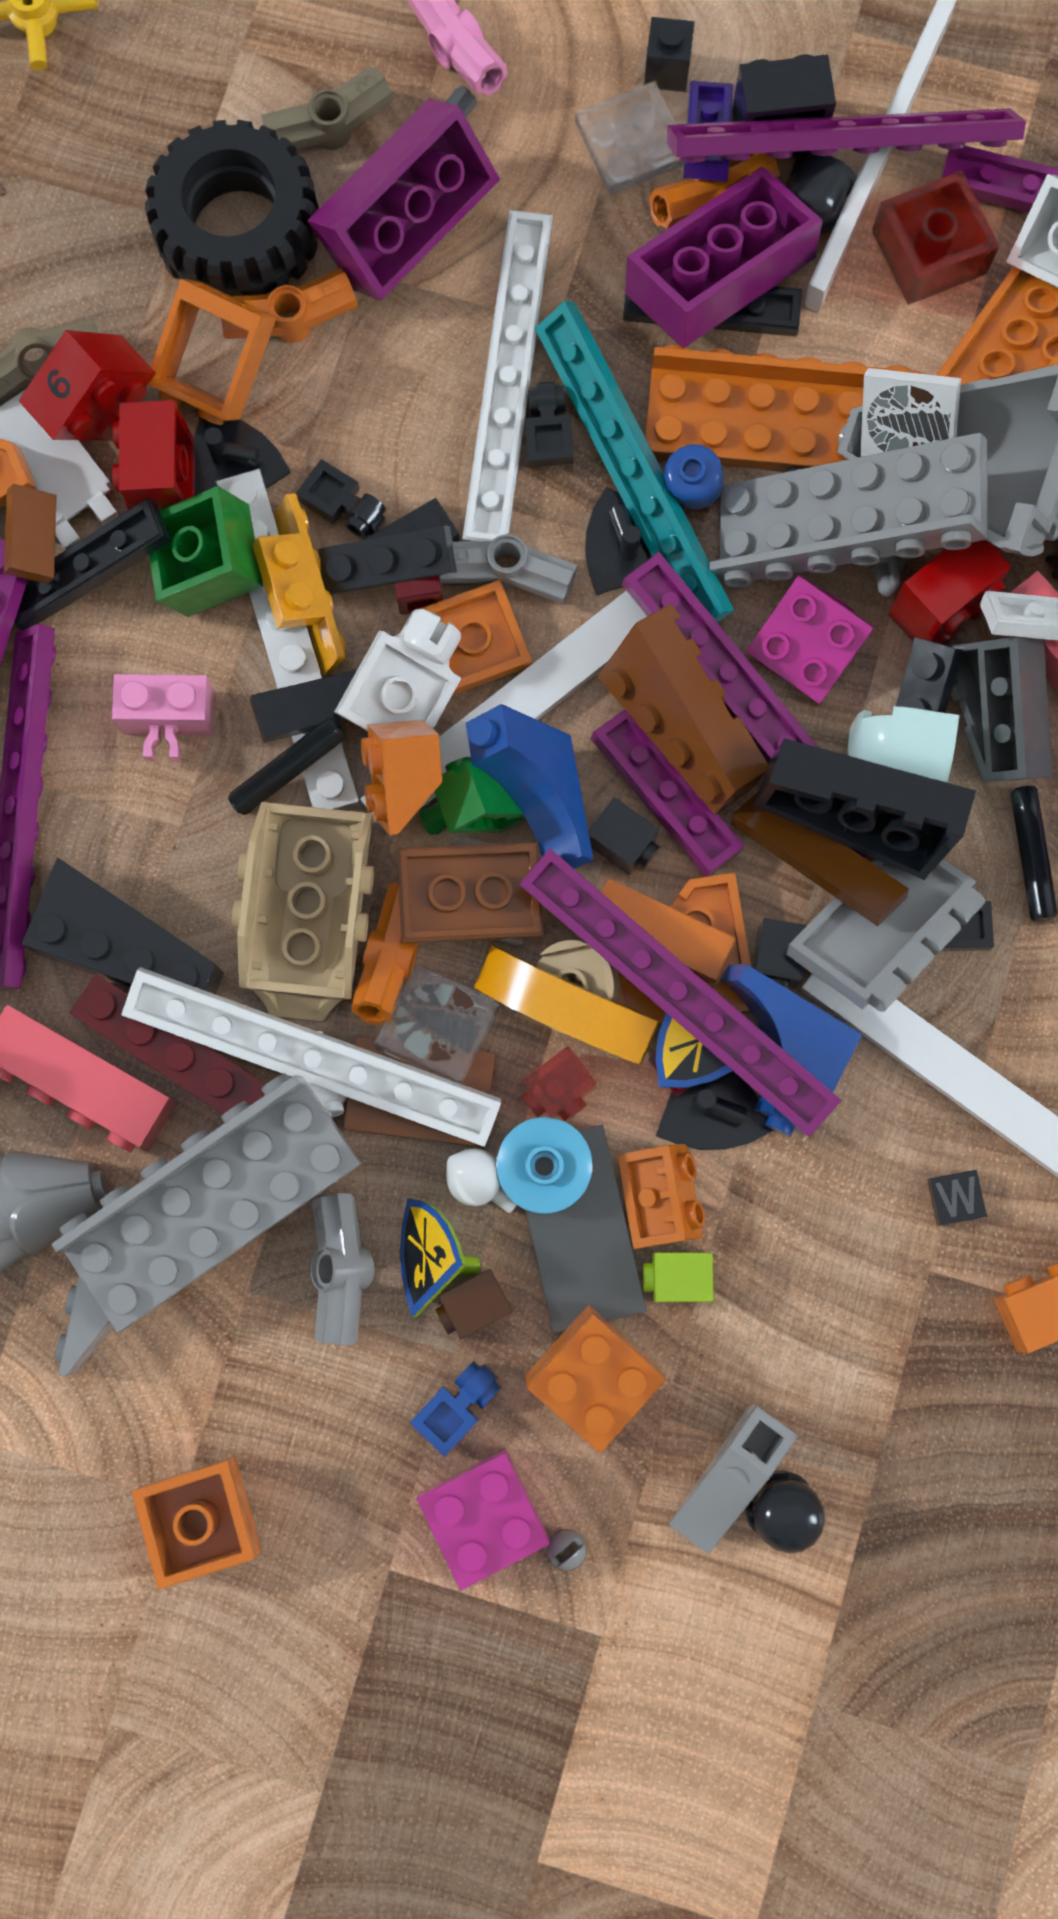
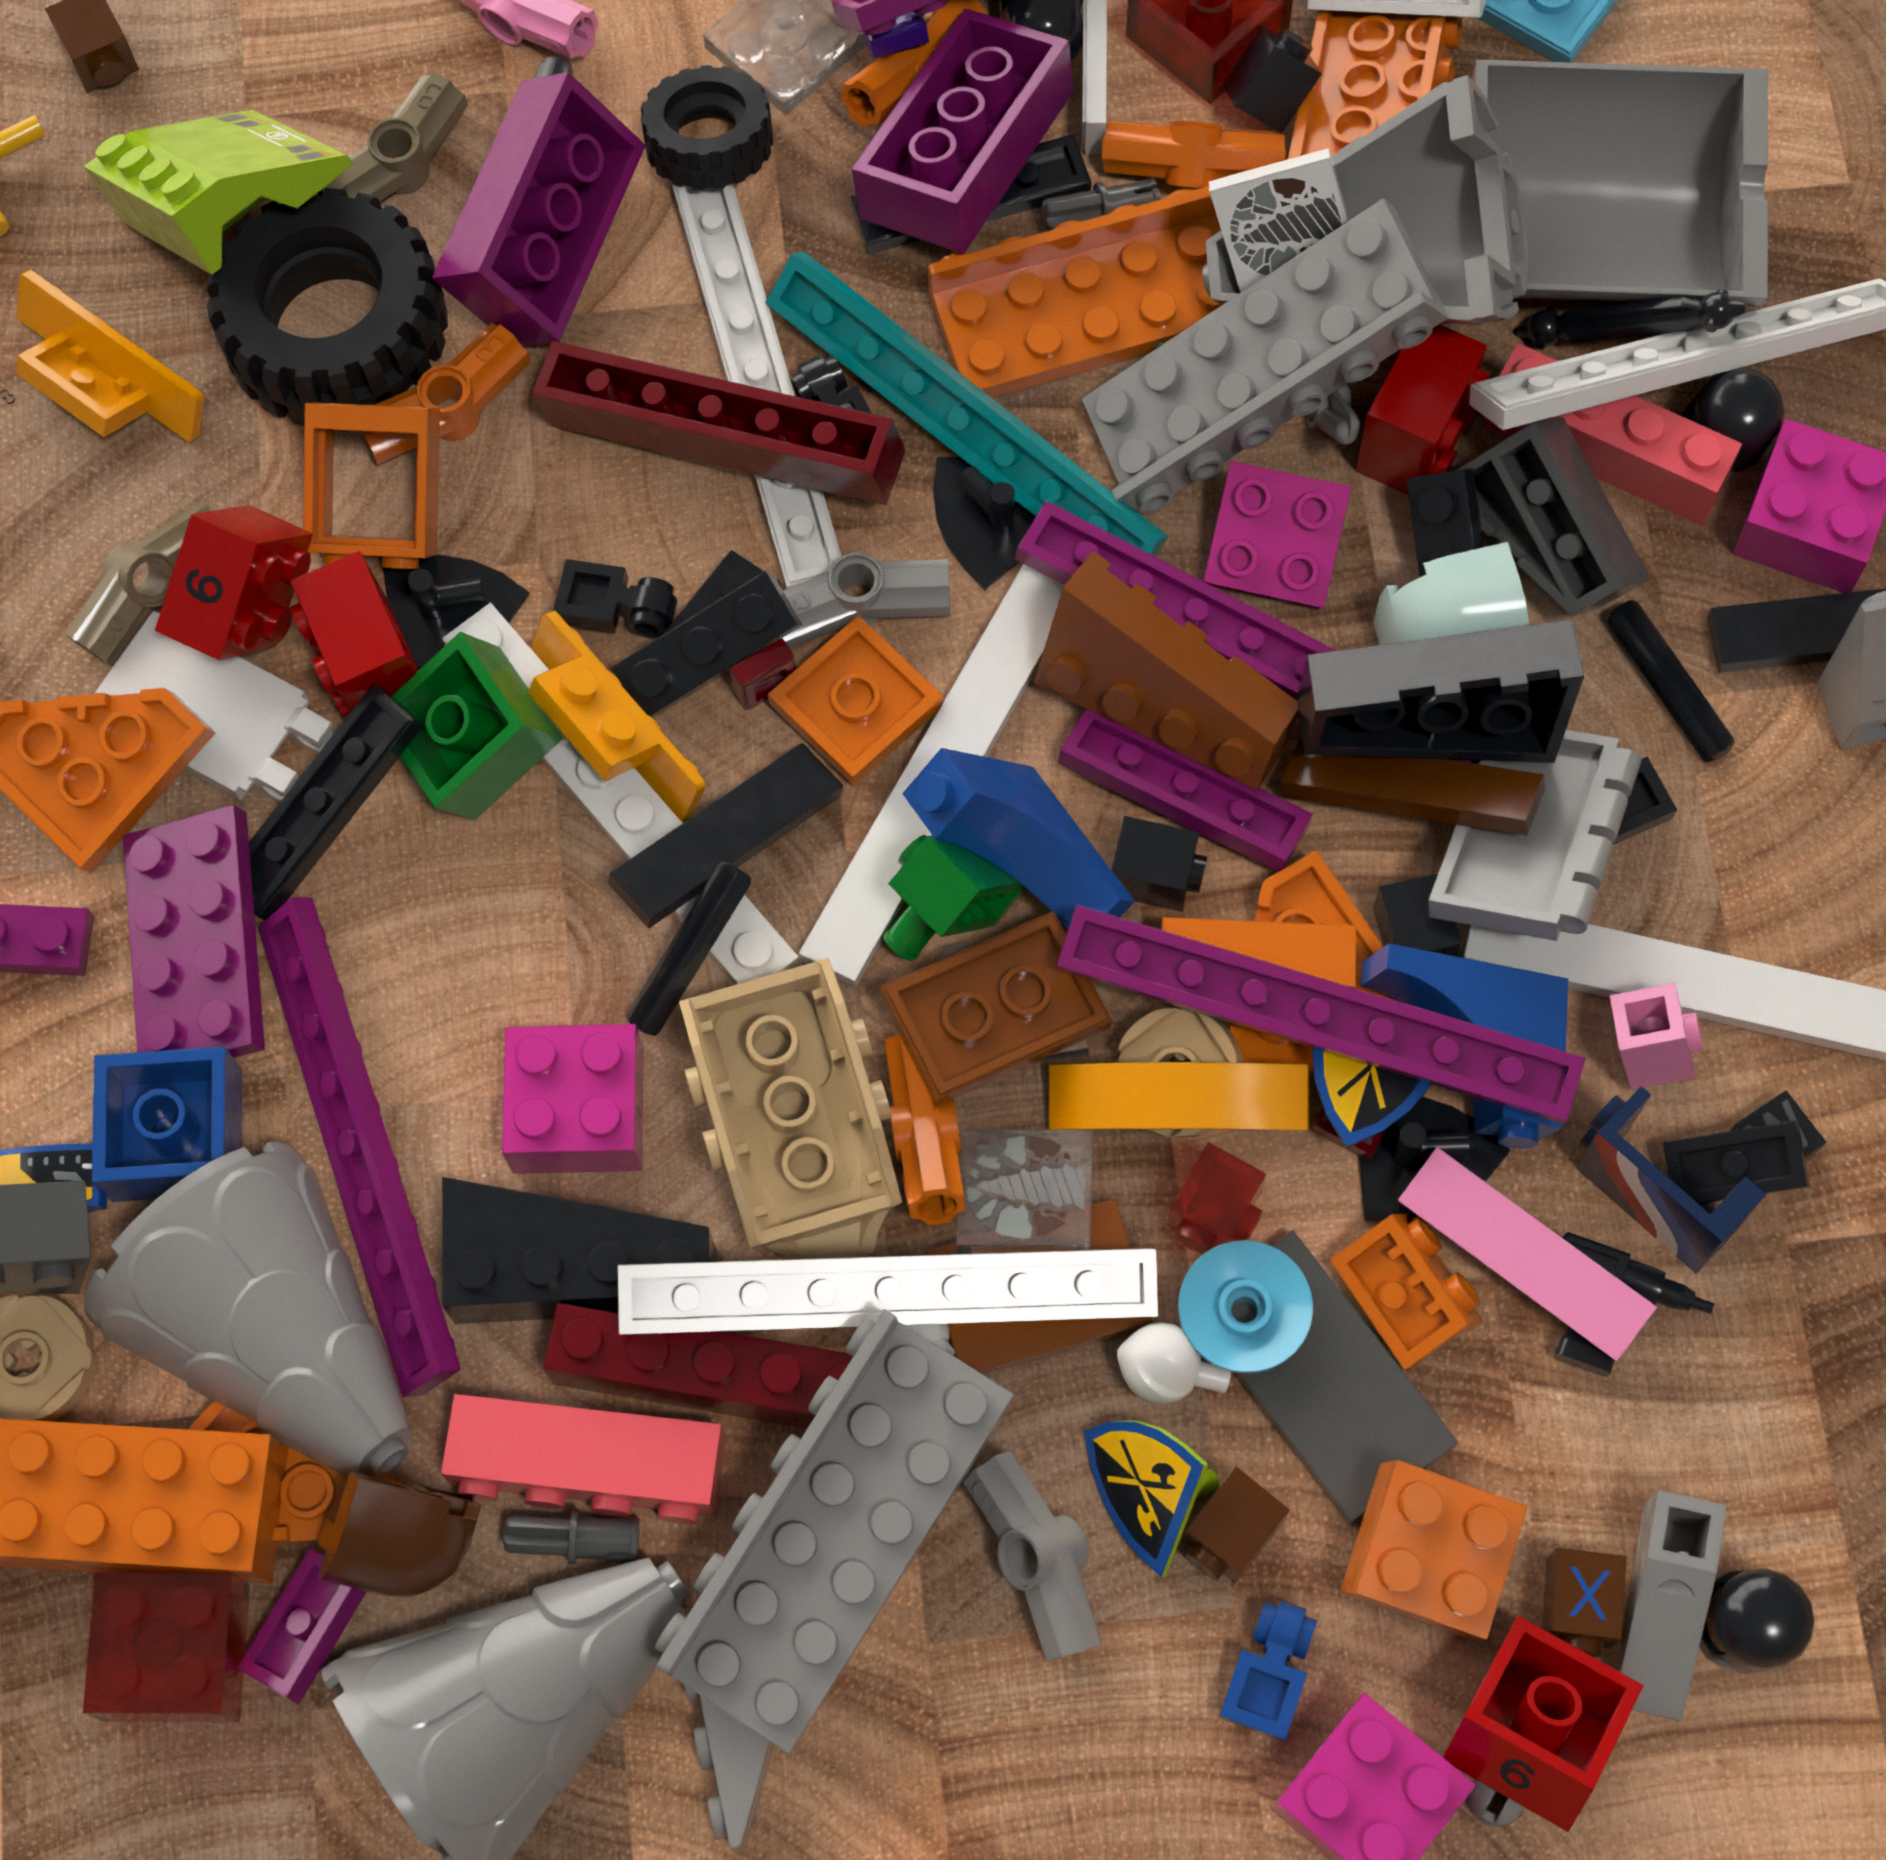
camera: 20 degrees left, 10 degrees down
(30, 534) = (234, 790): dark orange tile -> none
(49, 1127) = (573, 1537): none -> dark grey axle
(62, 194) = (97, 369): none -> light orange bracket
(163, 707) = (496, 939): bright pink brick -> none
(168, 837) = (573, 1099): none -> dark pink brick
(189, 80) = (205, 174): none -> lime piece
(403, 770) = (846, 886): orange slope -> none
(404, 674) = (797, 782): white plate -> none
(462, 404) = (720, 422): none -> dark red brick
(553, 156) = (698, 95): none -> black tyre
(613, 1522) = (1543, 1723): none -> red brick
(679, 1277) = (1481, 1379): lime brick -> none
(679, 1452) = (1584, 1598): none -> reddish brown brick
(694, 476) = (1046, 397): blue head -> none
(748, 1209) = (1527, 1254): none -> bright pink tile
(795, 347) = (1097, 202): none -> dark grey axle
(796, 1246) = (1643, 1279): none -> black piece
(854, 1224) = (1653, 1197): none -> dark blue panel
(876, 335) = (1187, 151): none -> orange piece
(903, 1097) = (1655, 1036): none -> bright pink brick
(917, 1207) = (1716, 1163): none -> black plate
(957, 304) = (1273, 77): none -> black brick

